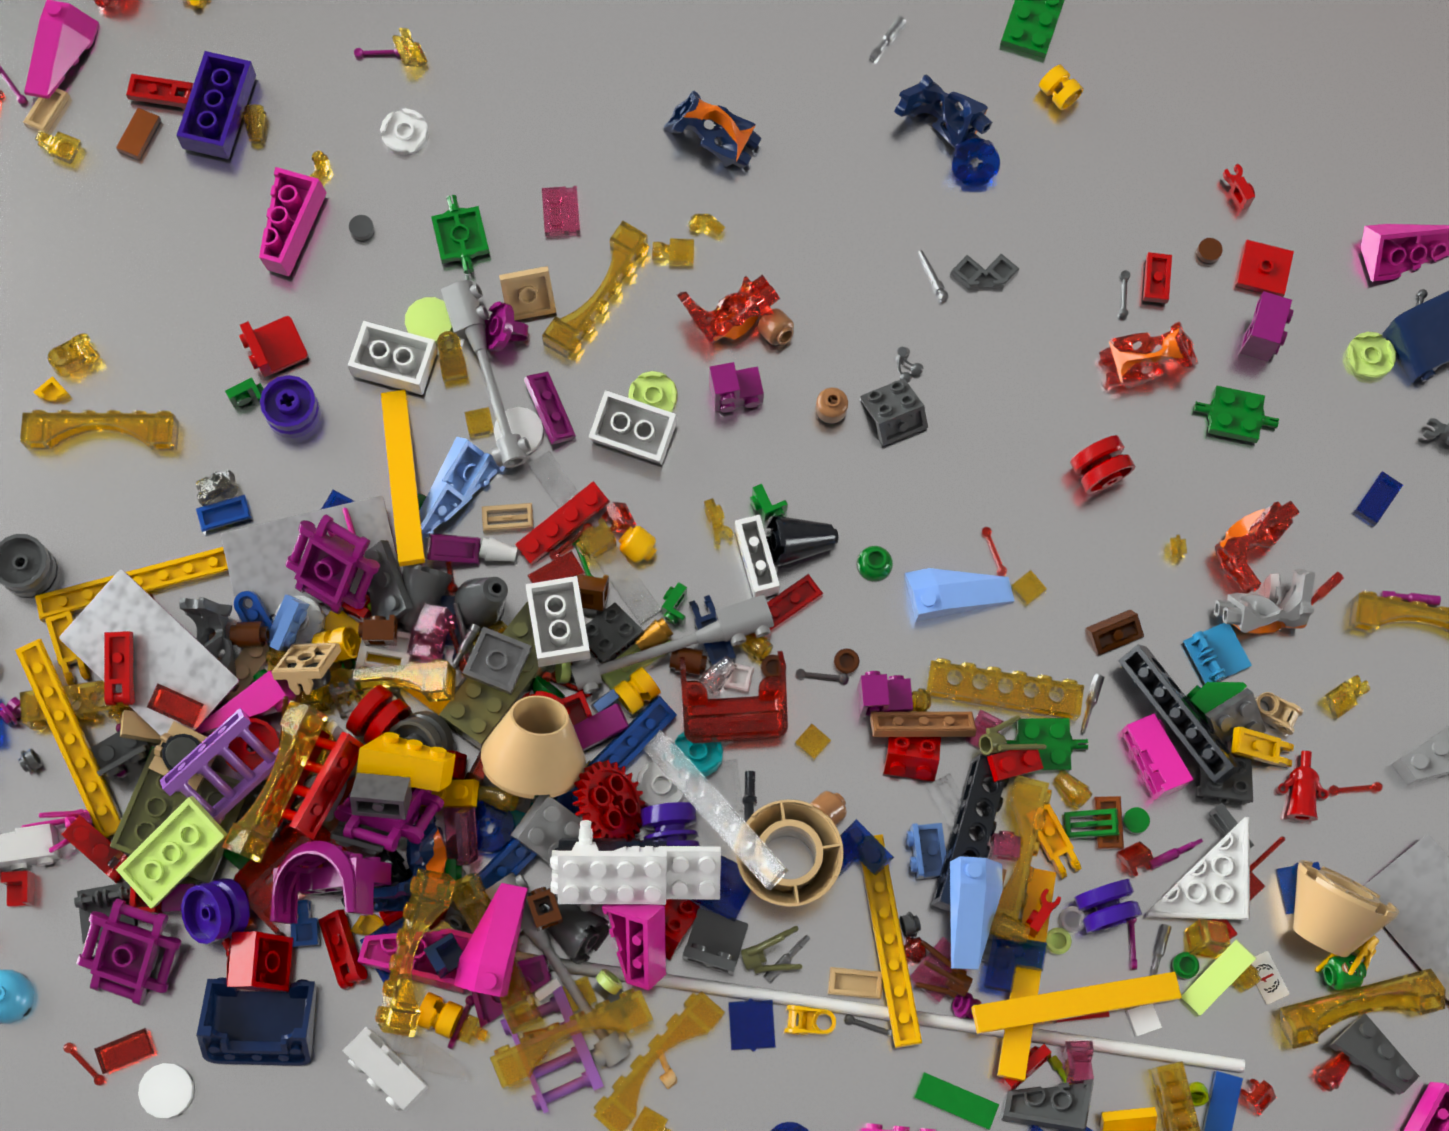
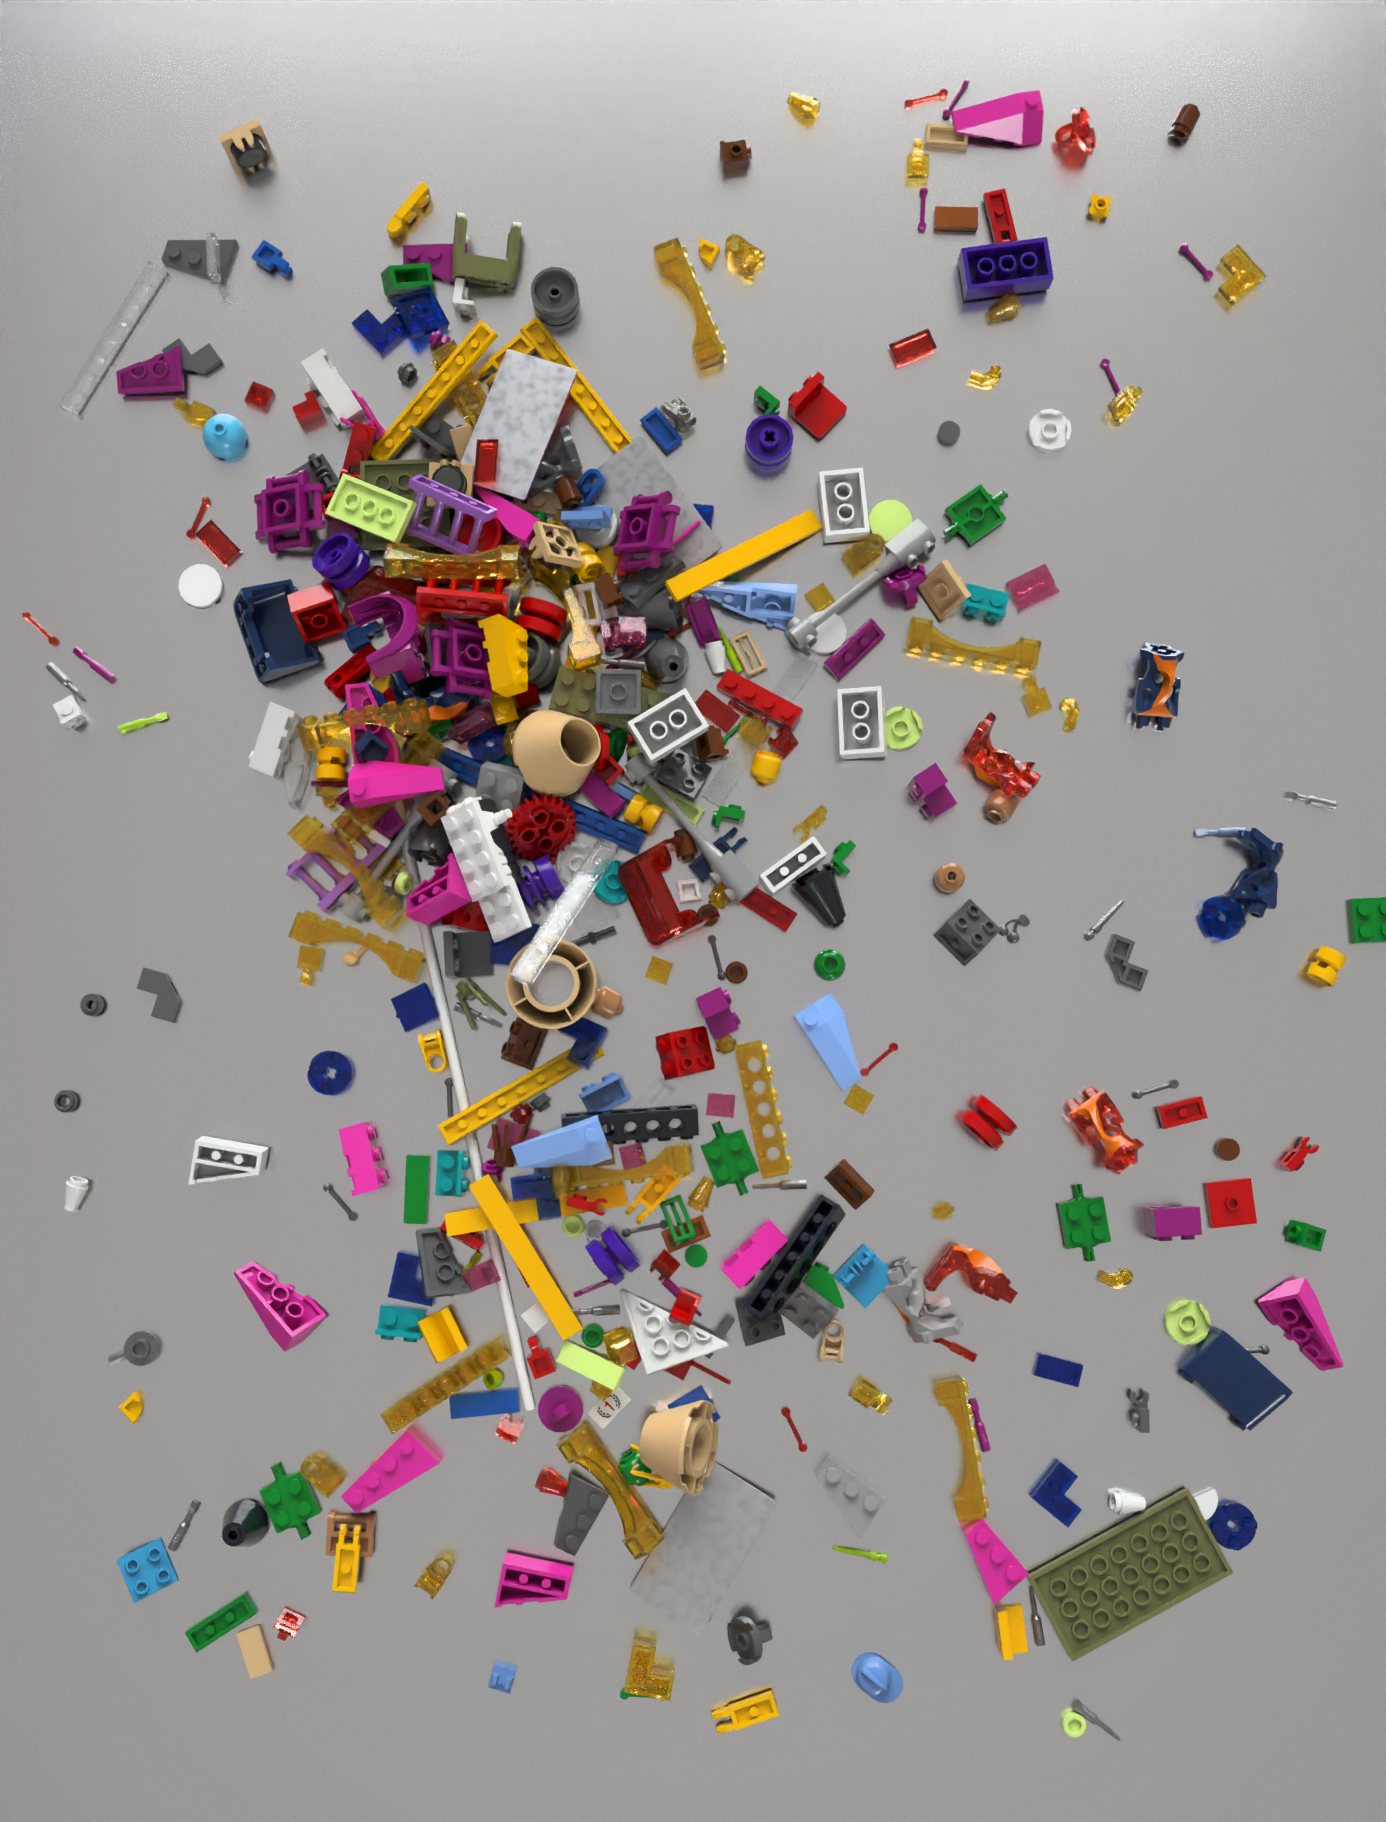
camera: 70 degrees right, 10 degrees up
(118, 668) = (498, 404): red plate -> none
(129, 169) = (922, 225): none -> magenta hinge
(253, 225) = (912, 346): none -> clear red tile
(290, 218) = (928, 372): dark pink wedge -> none
(344, 690) = (550, 591): clear tile -> none
(381, 796) = (468, 646): flat silver brick -> none
(501, 535) = (731, 654): none -> lime piece
(559, 258) = (985, 603): none -> teal bracket
(654, 635) = (694, 809): pearl gold cone -> none
(717, 675) = (681, 872): clear cone -> none
(837, 918) = (523, 1043): none -> reddish brown bracket
(855, 983) = (478, 1076): tan tile -> none
(887, 131) = (1222, 832): none -> sand blue piece
(923, 724) = (705, 1053): medium nougat tile -> none
(952, 1054) = (450, 1173): none -> teal bracket
(995, 743) = (710, 1117): olive plant -> none
(1014, 763) = (701, 1139): red plate -> none
(1089, 843) = (626, 1232): none -> dark grey hinge
(1189, 850) = (685, 1307): none -> red panel
(1194, 1032) = (540, 1360): none -> red plate
(1253, 1031) = (560, 1408): none -> magenta tile
(1260, 747) = (794, 1337): yellow hinge -> none
(1304, 795) = (780, 1385): red piece -> none
(1306, 405) = (1117, 1280): none -> clear yellow arm
(1321, 211) = (1305, 1235): none -> green bracket

